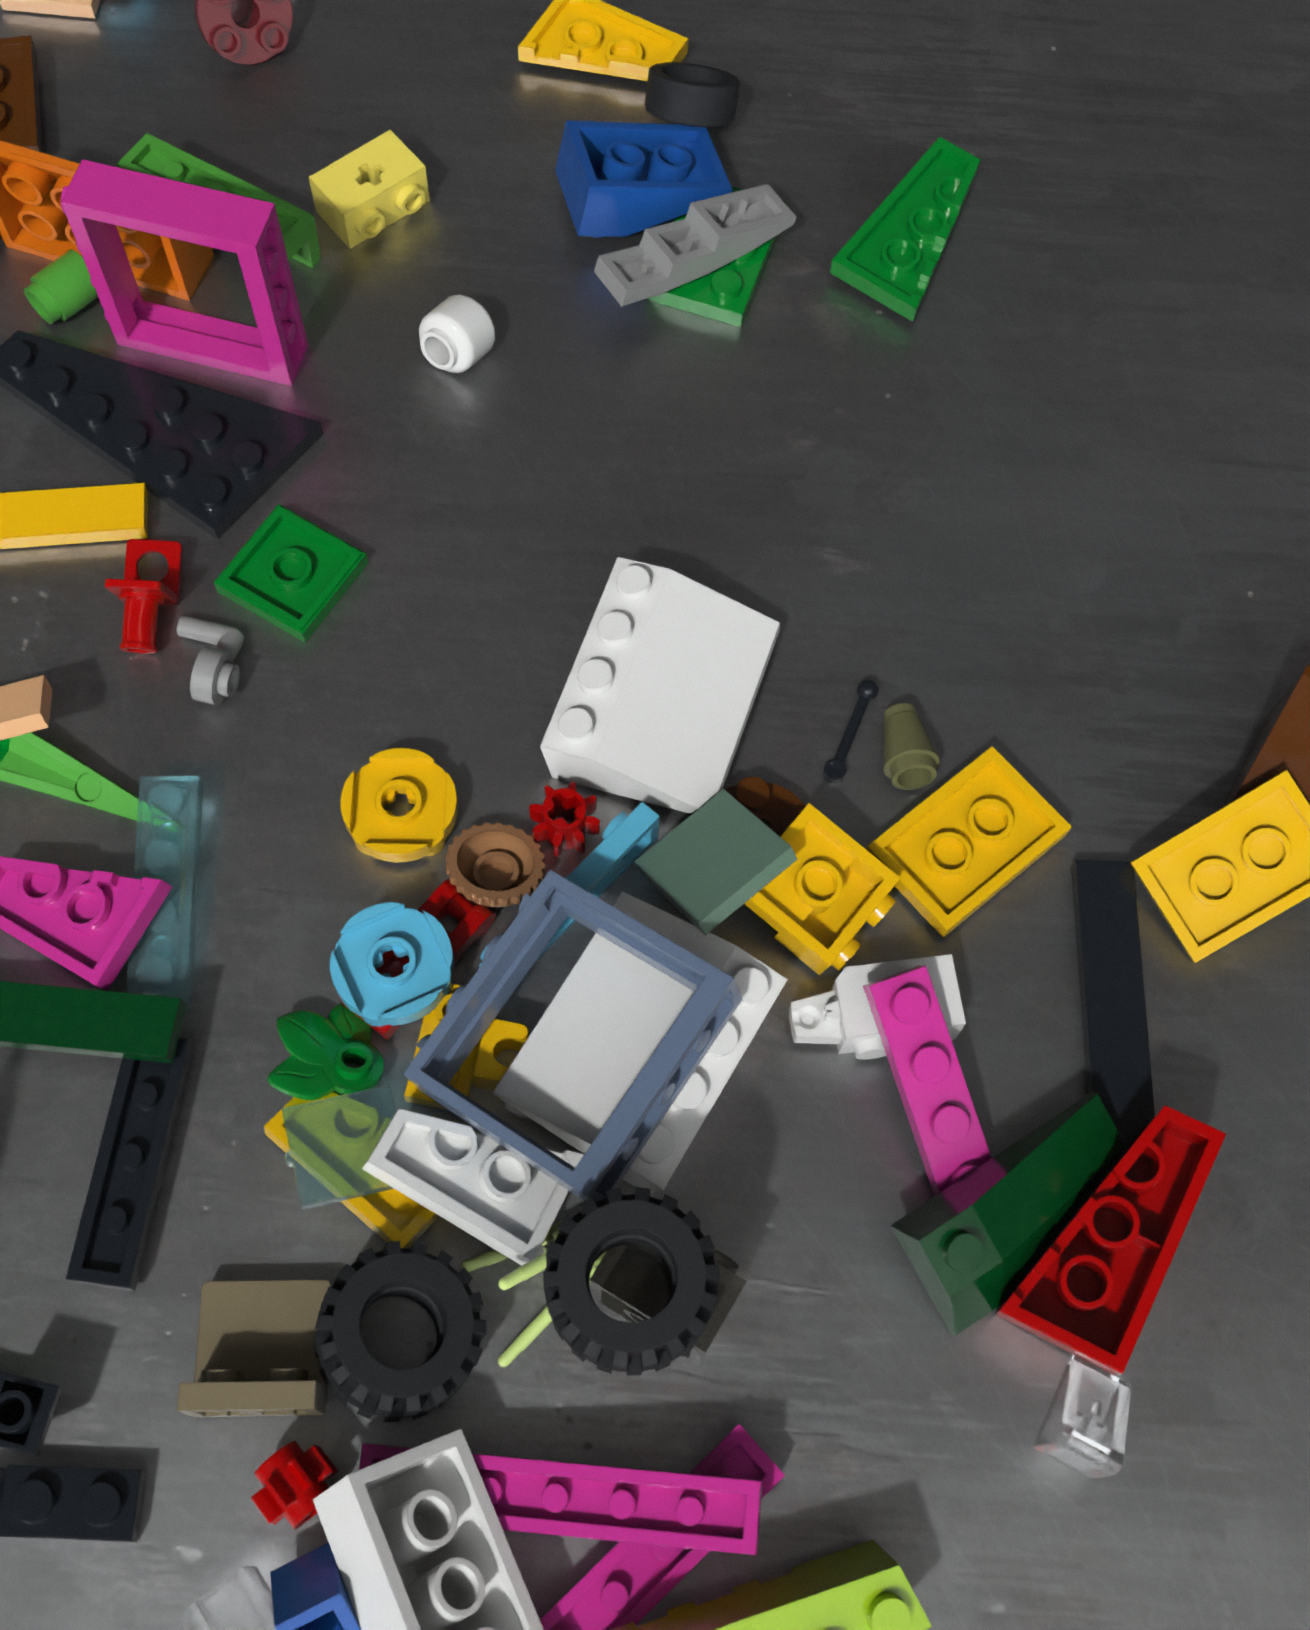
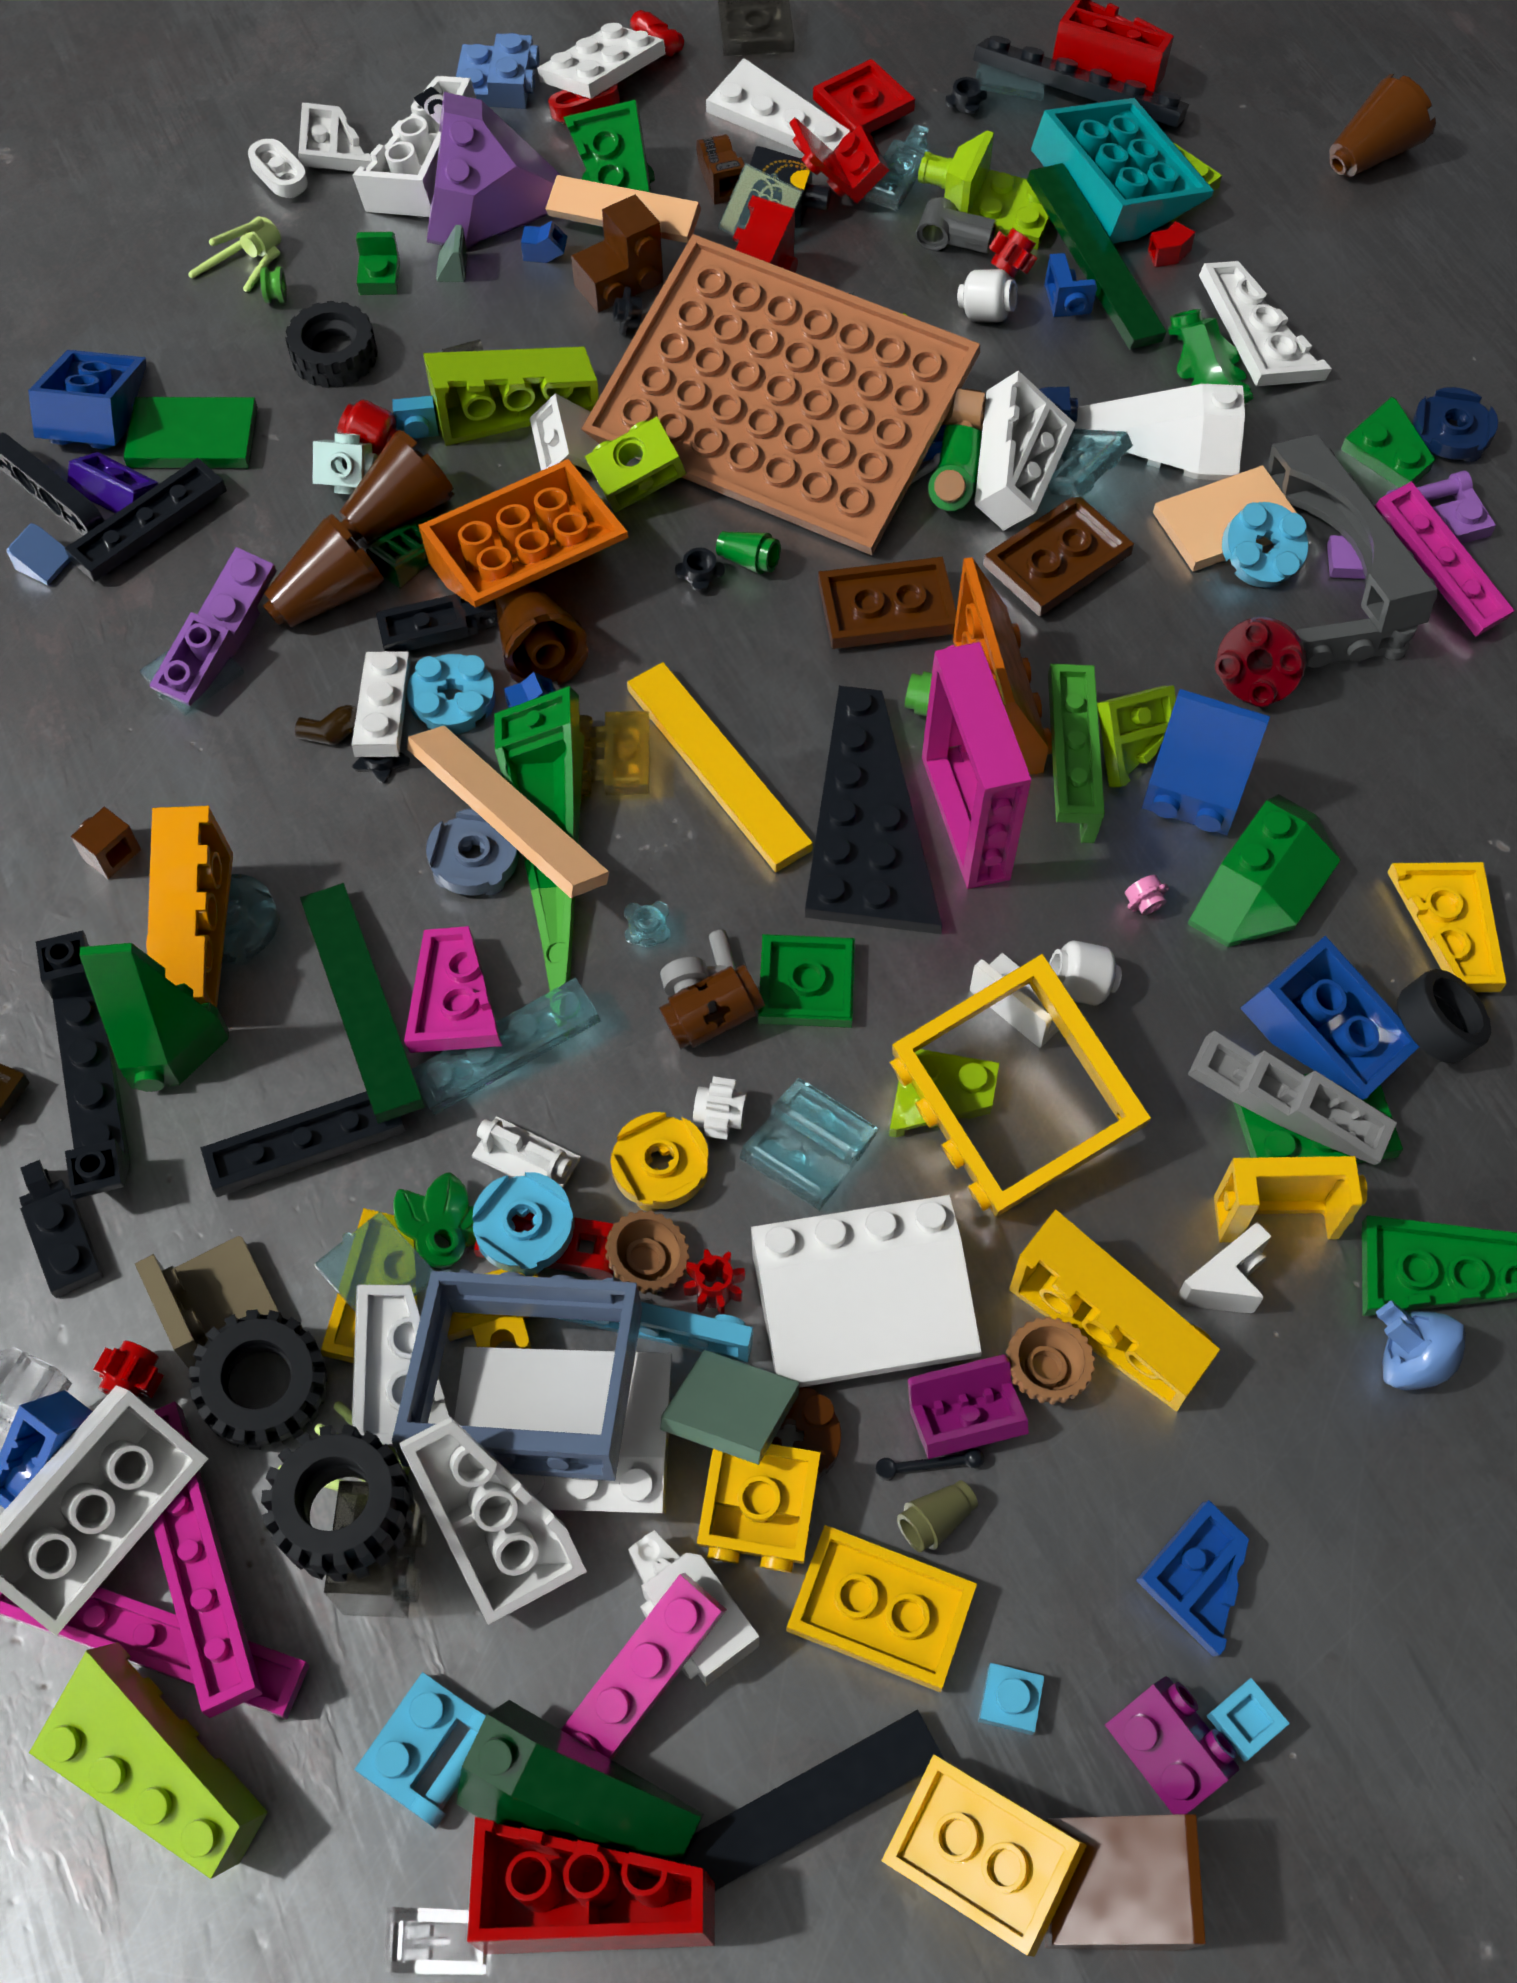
camera: 65 degrees right, 5 degrees down
(126, 695) = (650, 934): none -> clear light blue plate
(143, 596) = (724, 897): red bracket -> none
(233, 143) = (1133, 730): none -> lime wing
(274, 641) = (734, 998): none -> reddish brown piece
(302, 935) = (520, 1151): none -> white hinge
(318, 96) = (1204, 762): none -> blue slope
(370, 189) = (1172, 838): light yellow brick -> none
(382, 716) = (719, 1107): none -> white gear
(411, 243) = (1147, 895): none -> bright pink plate
(444, 404) = (1020, 1008): none -> white panel
(464, 143) = (1267, 876): none -> green wedge
(469, 662) = (808, 1143): none -> clear light blue slope
(488, 520) = (962, 1081): none -> lime wing
(547, 361) = (1083, 1042): none -> yellow window
(719, 1146) = (493, 1524): none -> white wedge
(799, 269) = (1289, 1187): none -> yellow panel
(802, 497) = (1124, 1321): none -> yellow wedge
(818, 573) = (1050, 1360): none -> medium nougat hat
(822, 396) = (1223, 1280): none -> white slope
(822, 667) = (966, 1406): none -> magenta bracket
(870, 1349) = (412, 1742): none -> medium azure plate
(972, 291) = (1420, 1347): none -> medium blue piece
(1070, 569) = (1198, 1575): none -> blue wing
(1101, 780) = (1011, 1699): none -> medium azure plate
(1208, 674) = (1174, 1745): none -> magenta bracket
(1213, 604) = (1248, 1719): none -> medium azure plate

